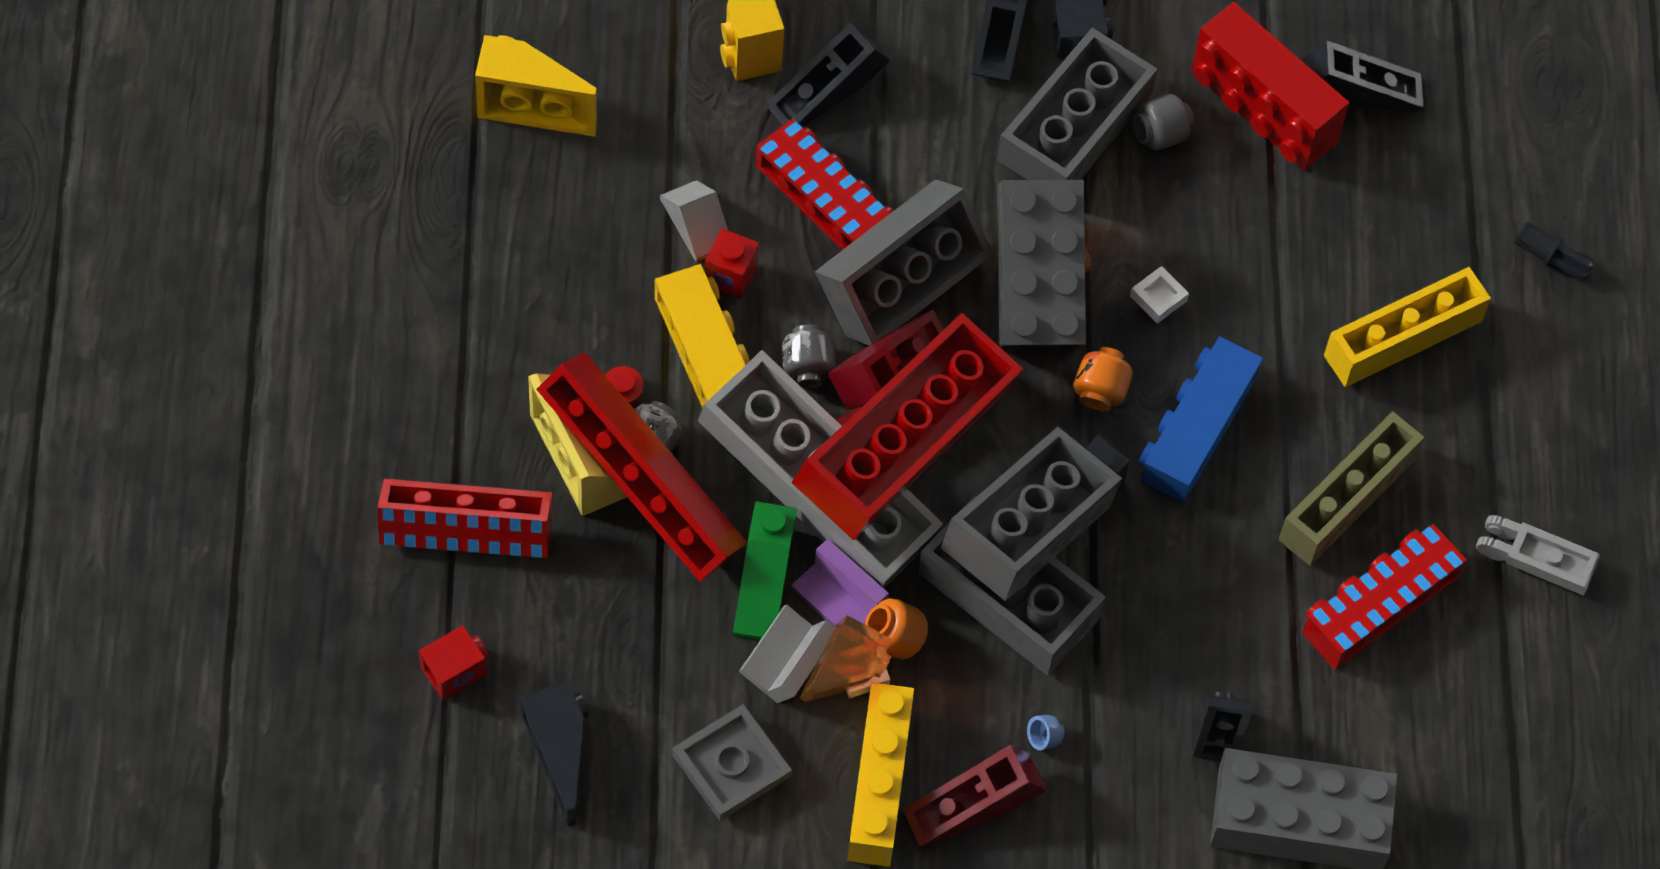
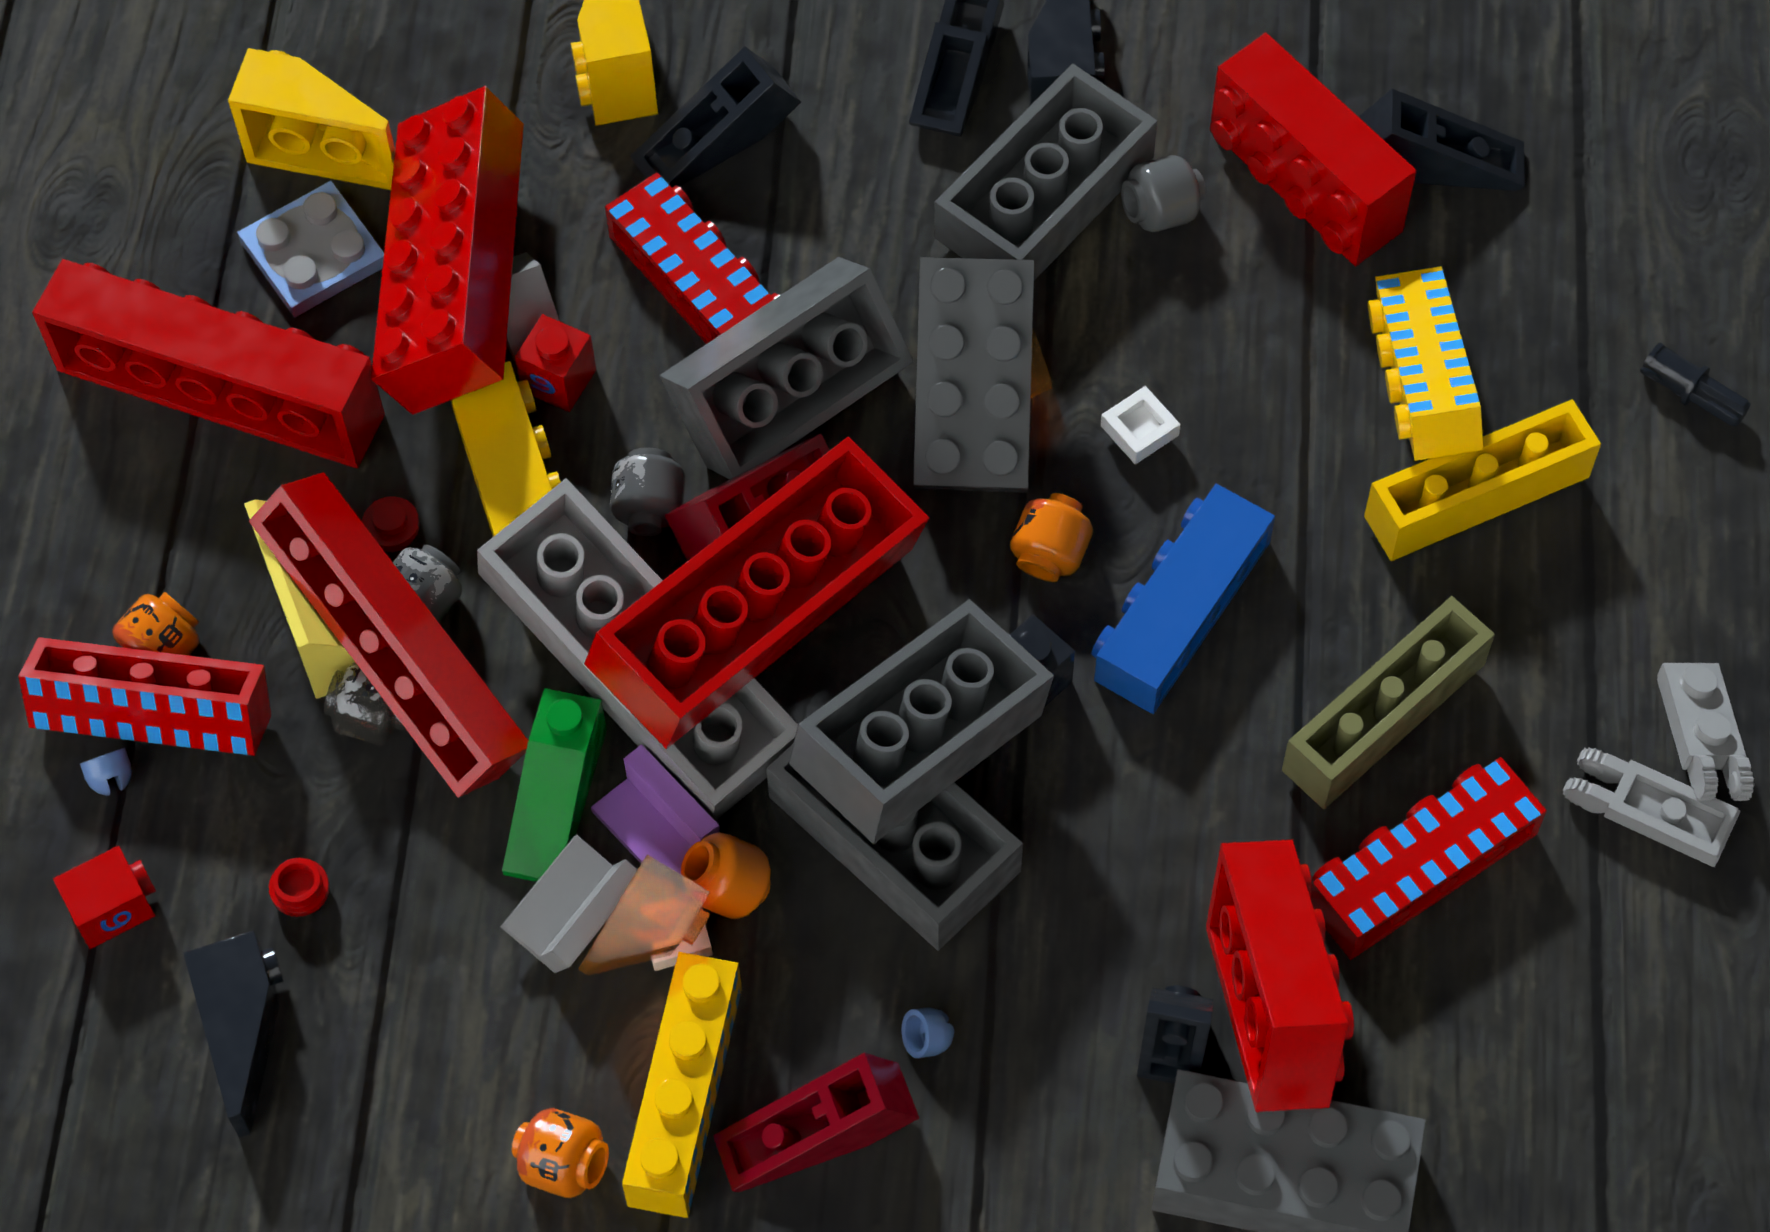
camera: 10 degrees right, 0 degrees up
(440, 571) = (106, 766): none -> medium blue hinge
(465, 466) = (157, 626): none -> orange head
(480, 272) = (210, 362): none -> red brick
(537, 182) = (312, 248): none -> light grey piece
(589, 650) = (299, 887): none -> red plate
(621, 520) = (359, 709): none -> clear smoke head
(648, 183) = (448, 252): none -> red brick
(731, 762) = (476, 1056): dark grey plate -> none
(799, 825) = (560, 1153): none -> orange head
(1290, 679) = (1277, 976): none -> red brick
(1363, 243) = (1427, 364): none -> yellow brick
(1572, 498) = (1705, 729): none -> light grey hinge

